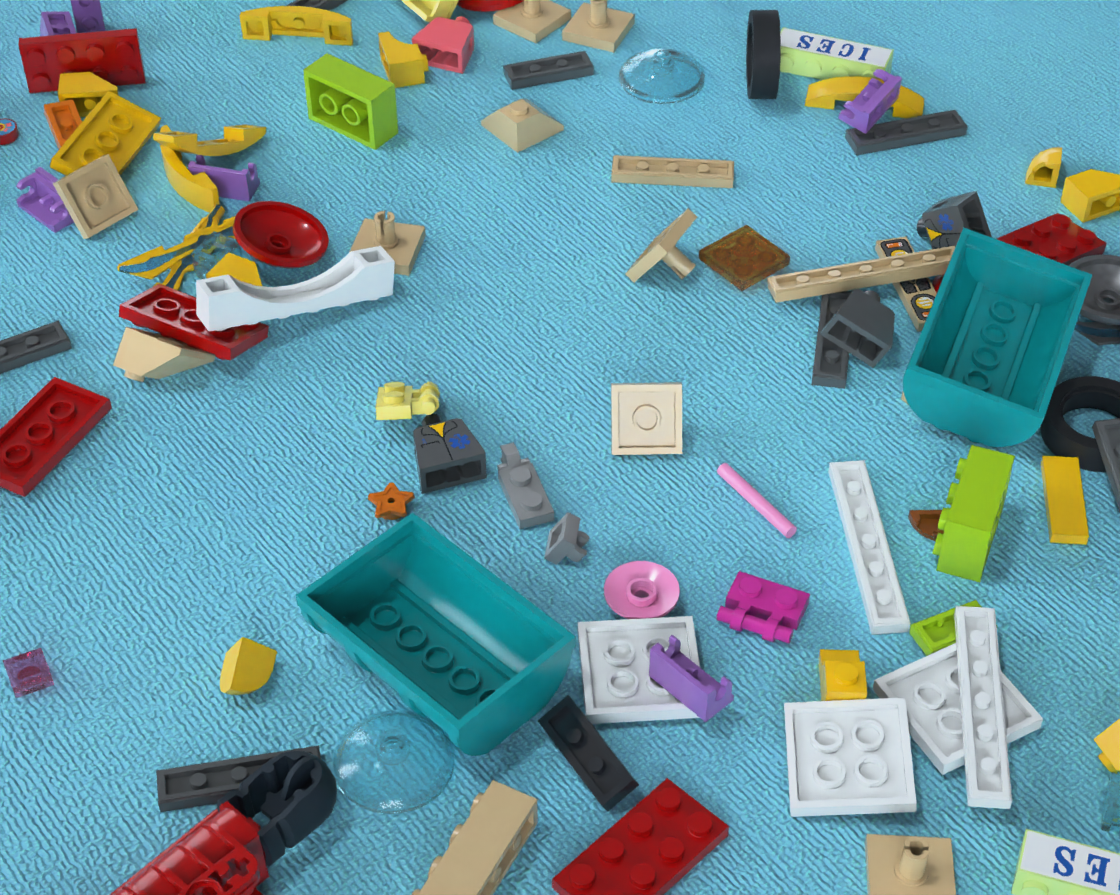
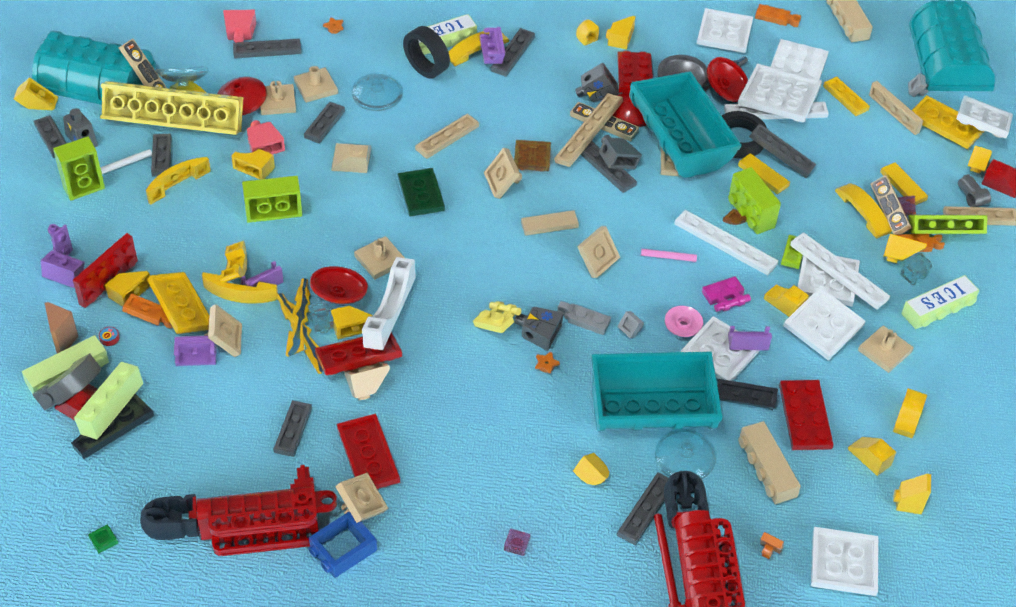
camera: 50 degrees left, 5 degrees up
(540, 208) = (421, 192): none -> dark green plate
(651, 349) = (549, 222): none -> tan tile

